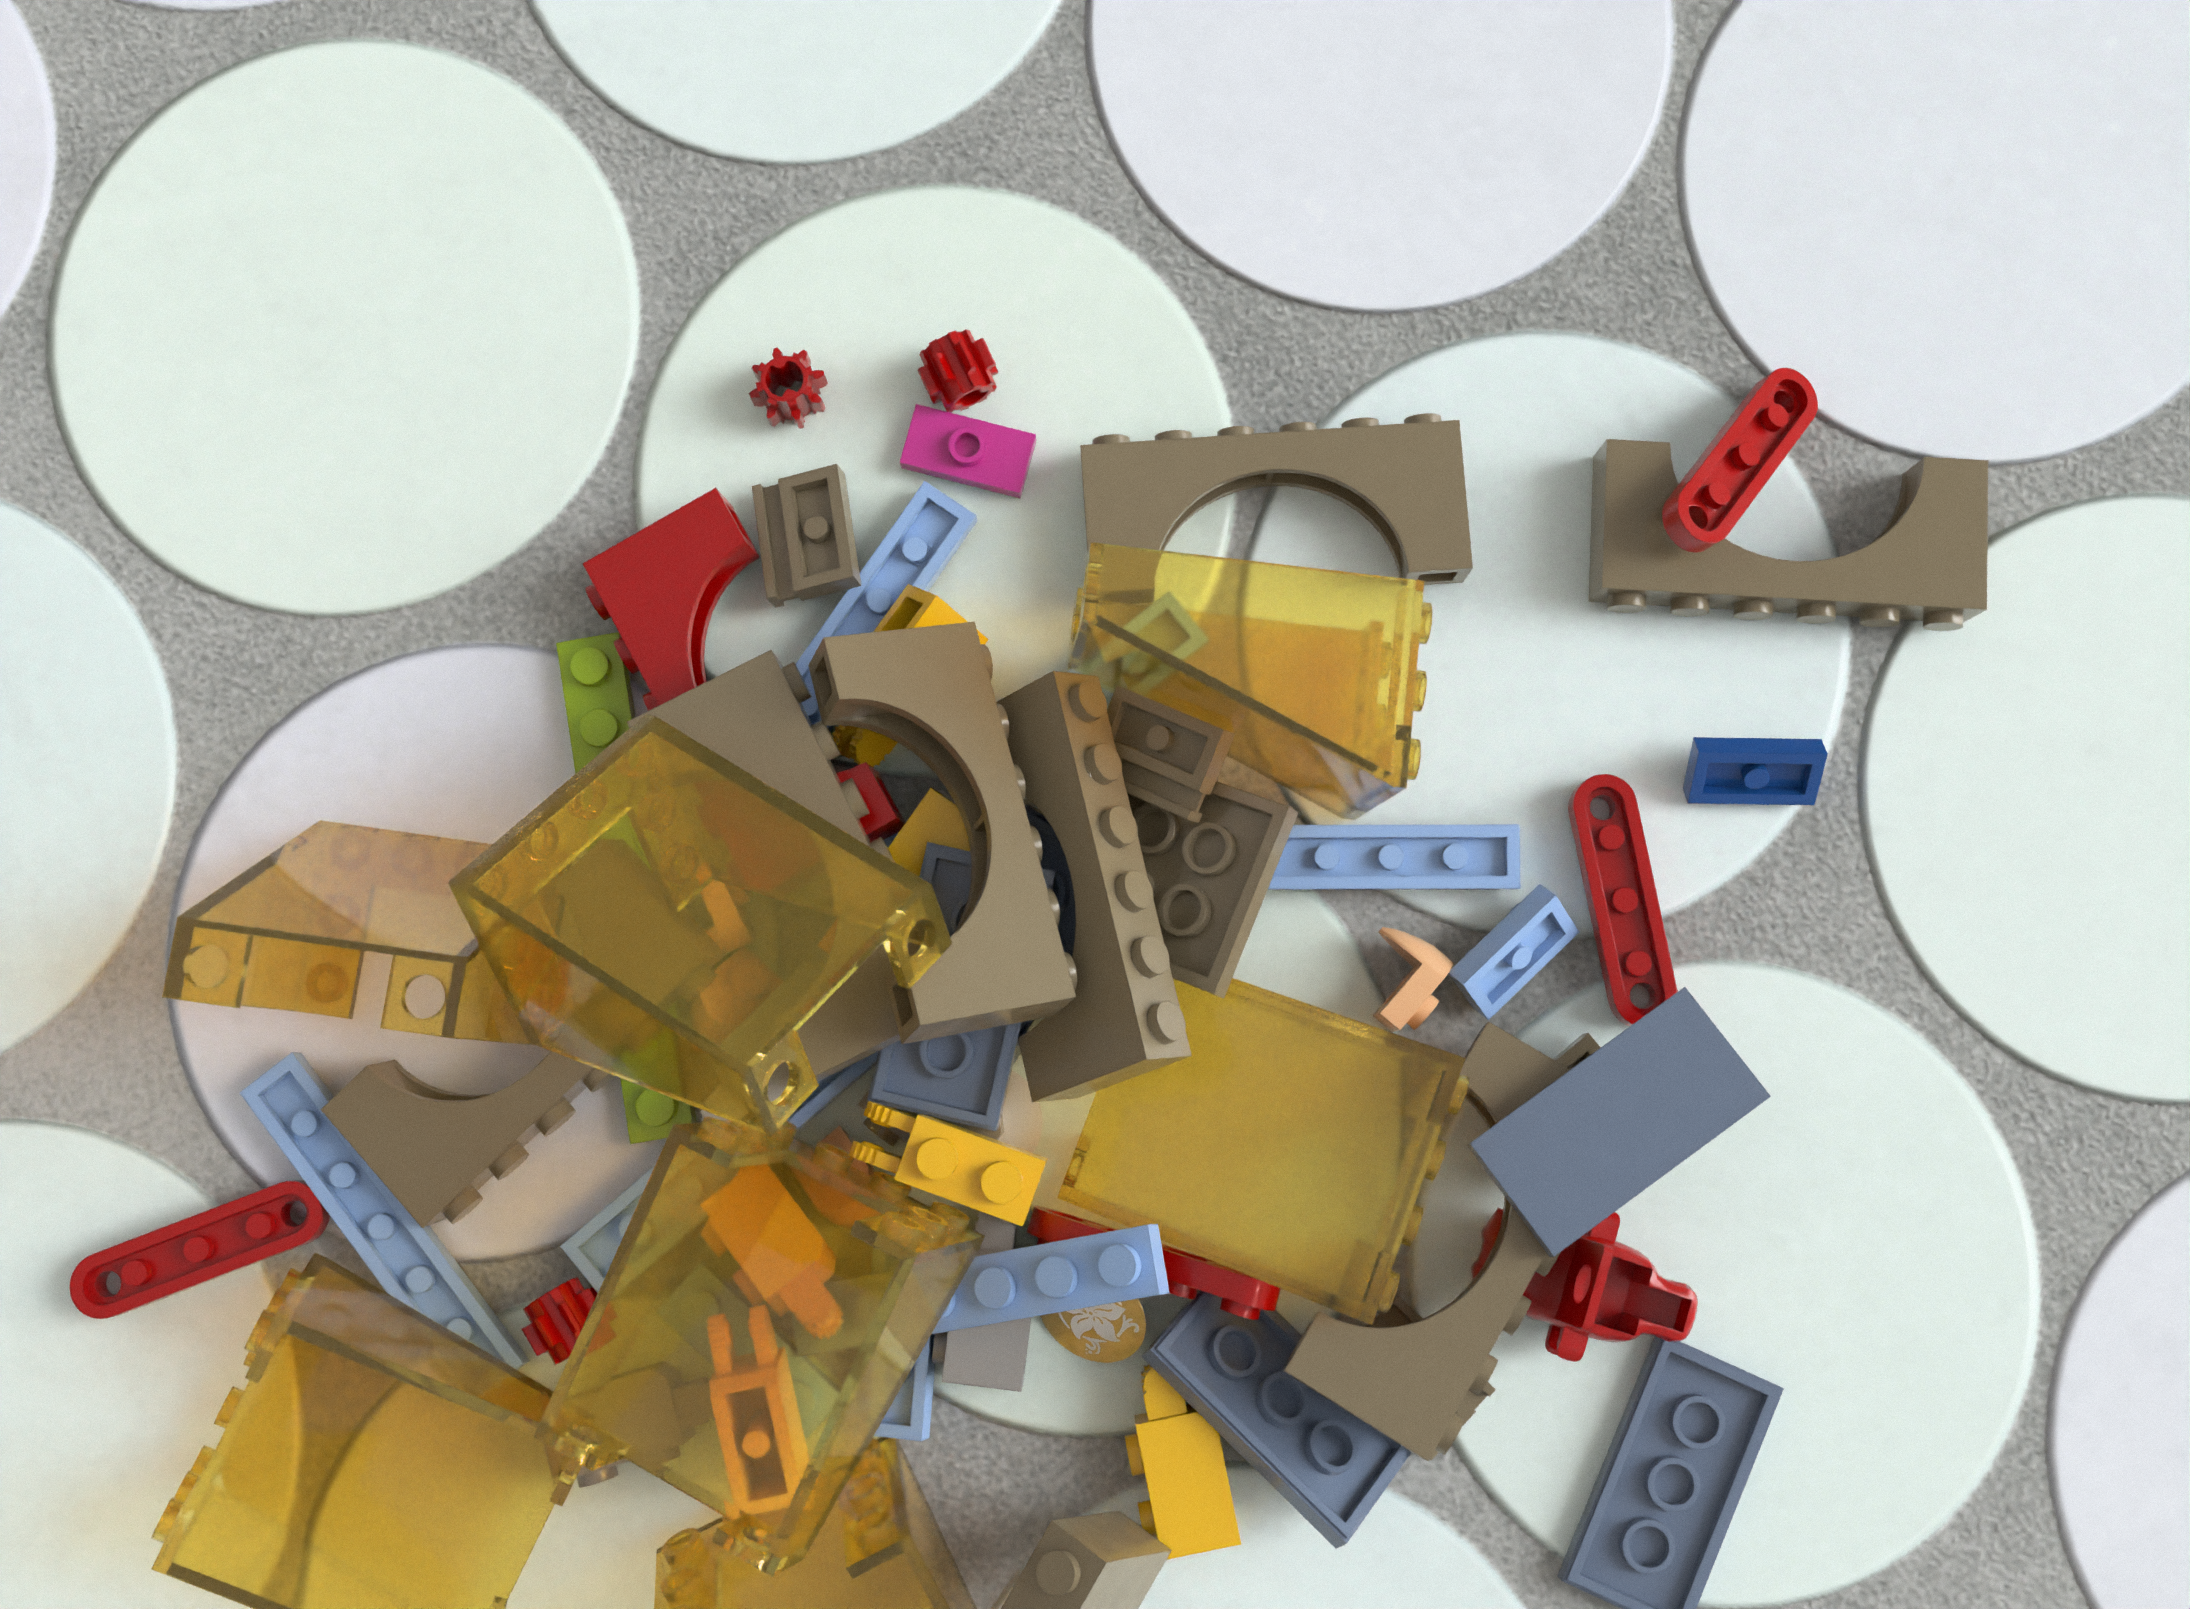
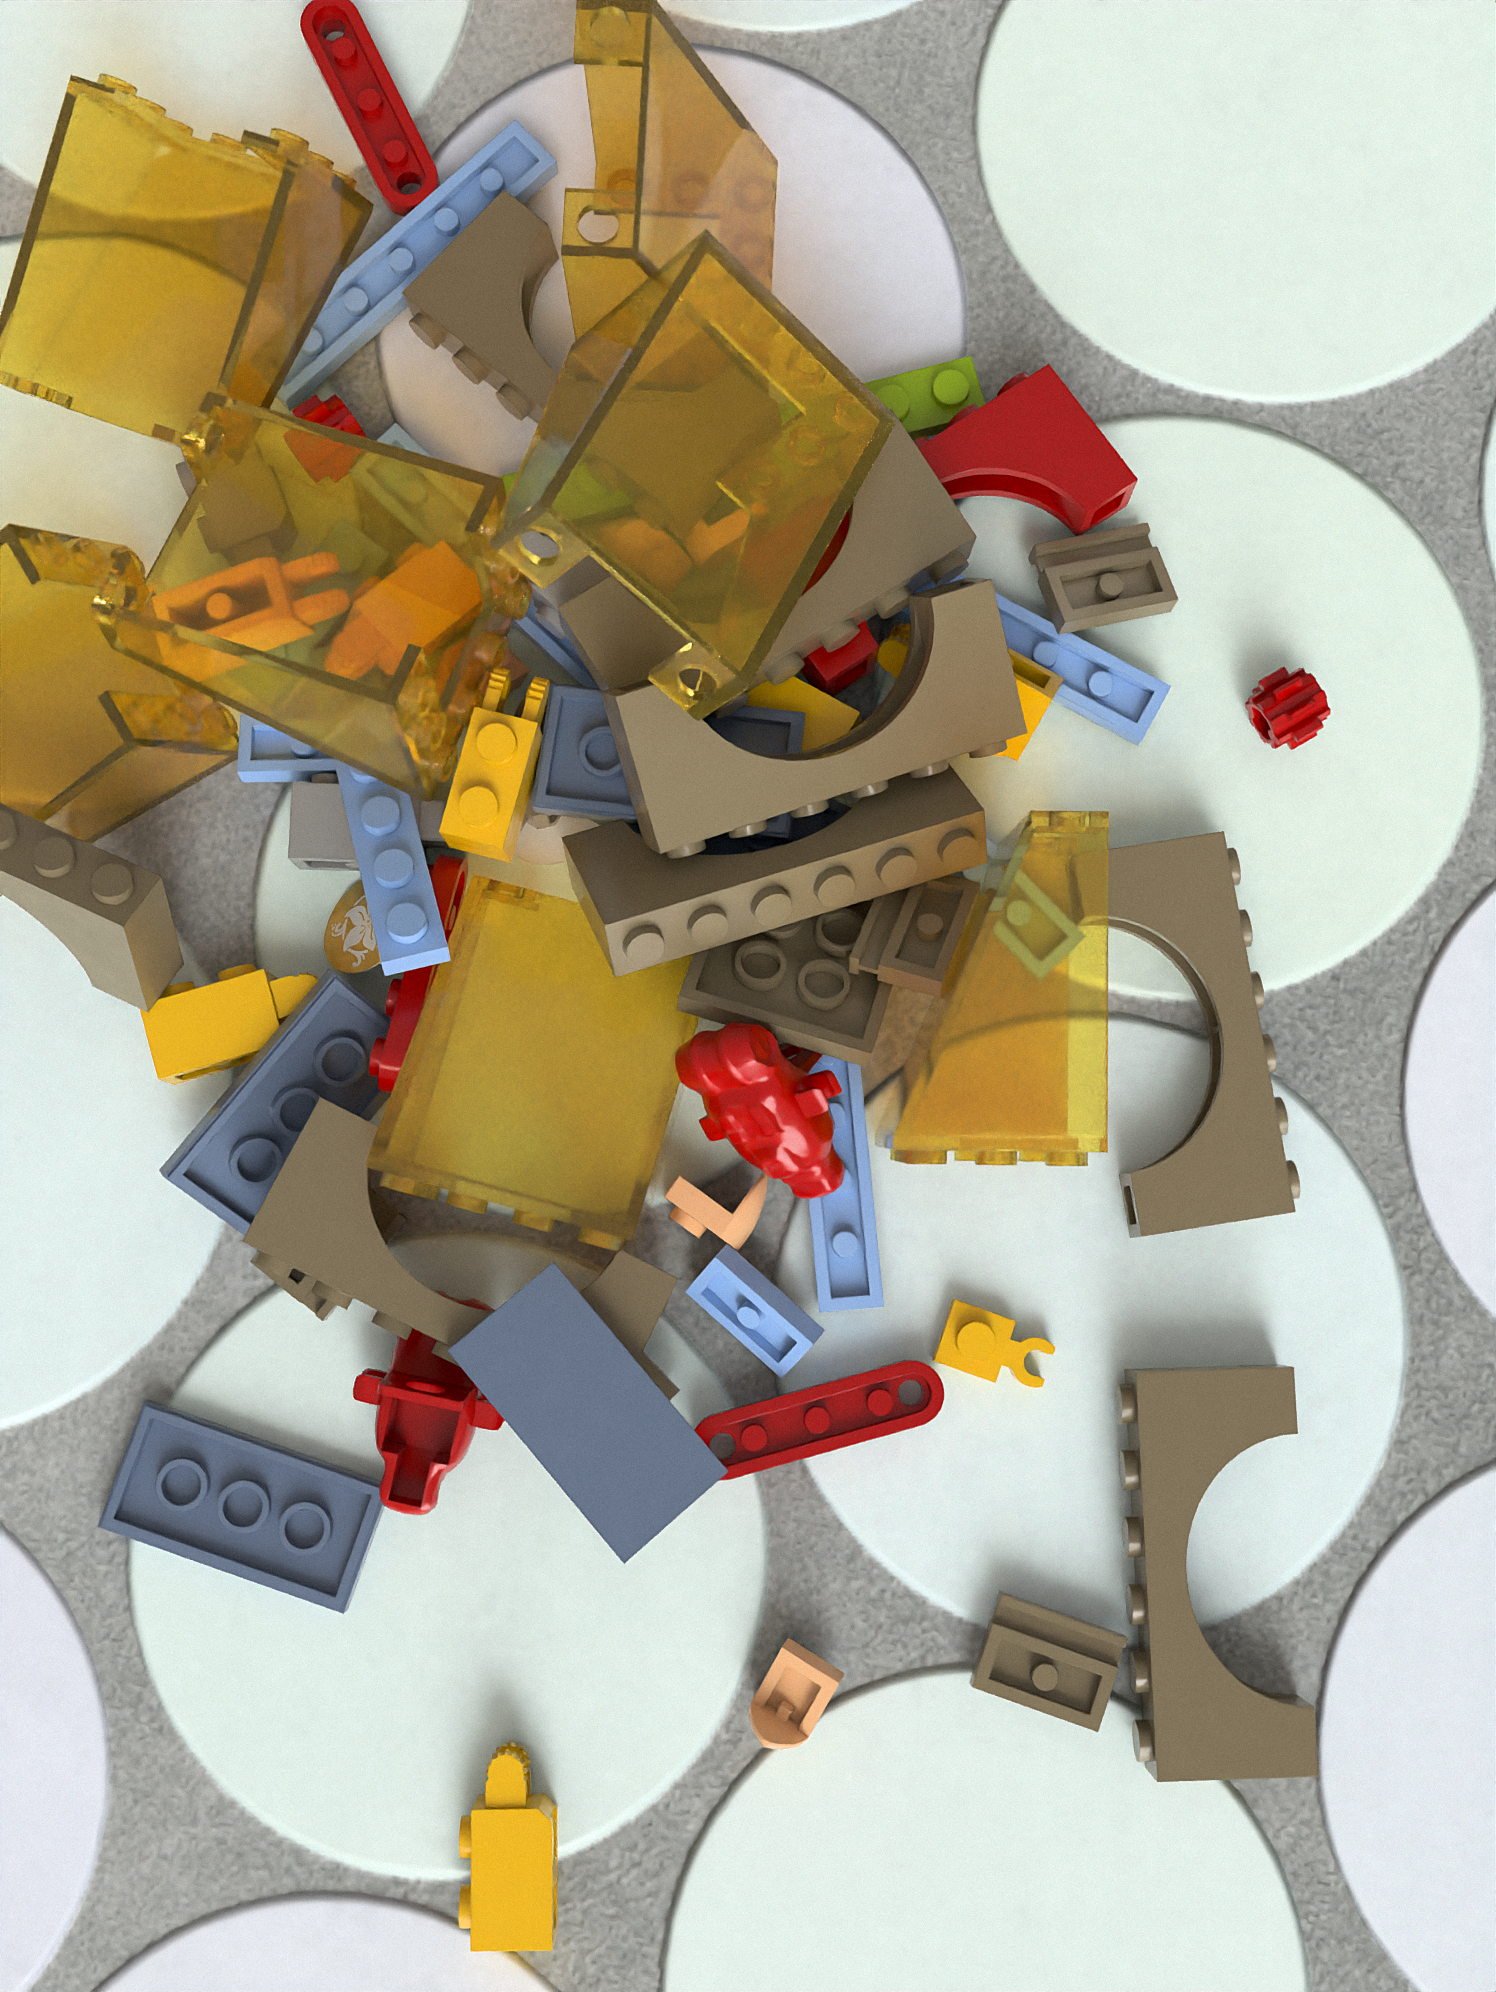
camera: 80 degrees right, 0 degrees up
(784, 372) = (1267, 548): red gear -> none
(968, 451) = (1208, 729): dark pink plate -> none
(1324, 918) = (766, 1104): none -> red piece
(1557, 734) = (981, 1343): none -> yellow plate
(1739, 460) = (1287, 1509): red plate -> none
(1754, 771) = (963, 1548): blue plate -> none
(1865, 700) = (1048, 1661): none -> dark tan plate
(1888, 949) = (792, 1697): none -> light nougat plate
(2029, 1235) = (512, 1860): none -> yellow hinge

